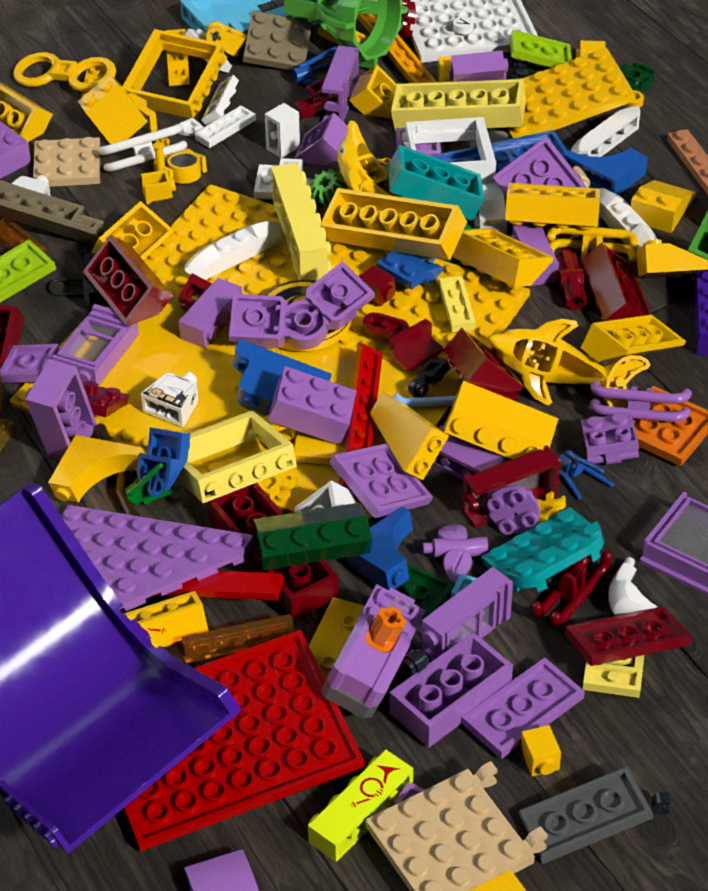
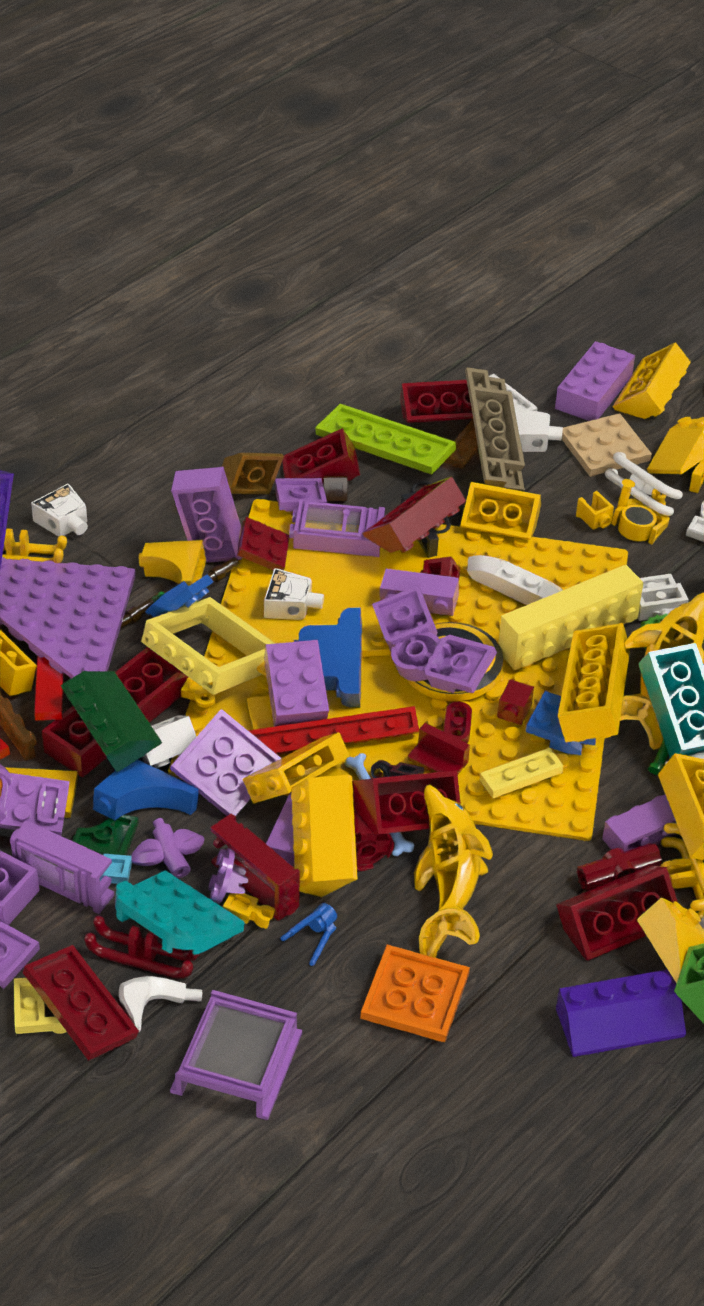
camera: 70 degrees right, 0 degrees up
(32, 335) = (335, 488): none -> dark brown tile
(501, 257) = (612, 791): yellow slope -> none
(610, 438) = (365, 938): medium lavender plate -> none
(629, 337) = (510, 921): yellow slope -> none
(640, 403) = (423, 954): medium lavender piece -> none

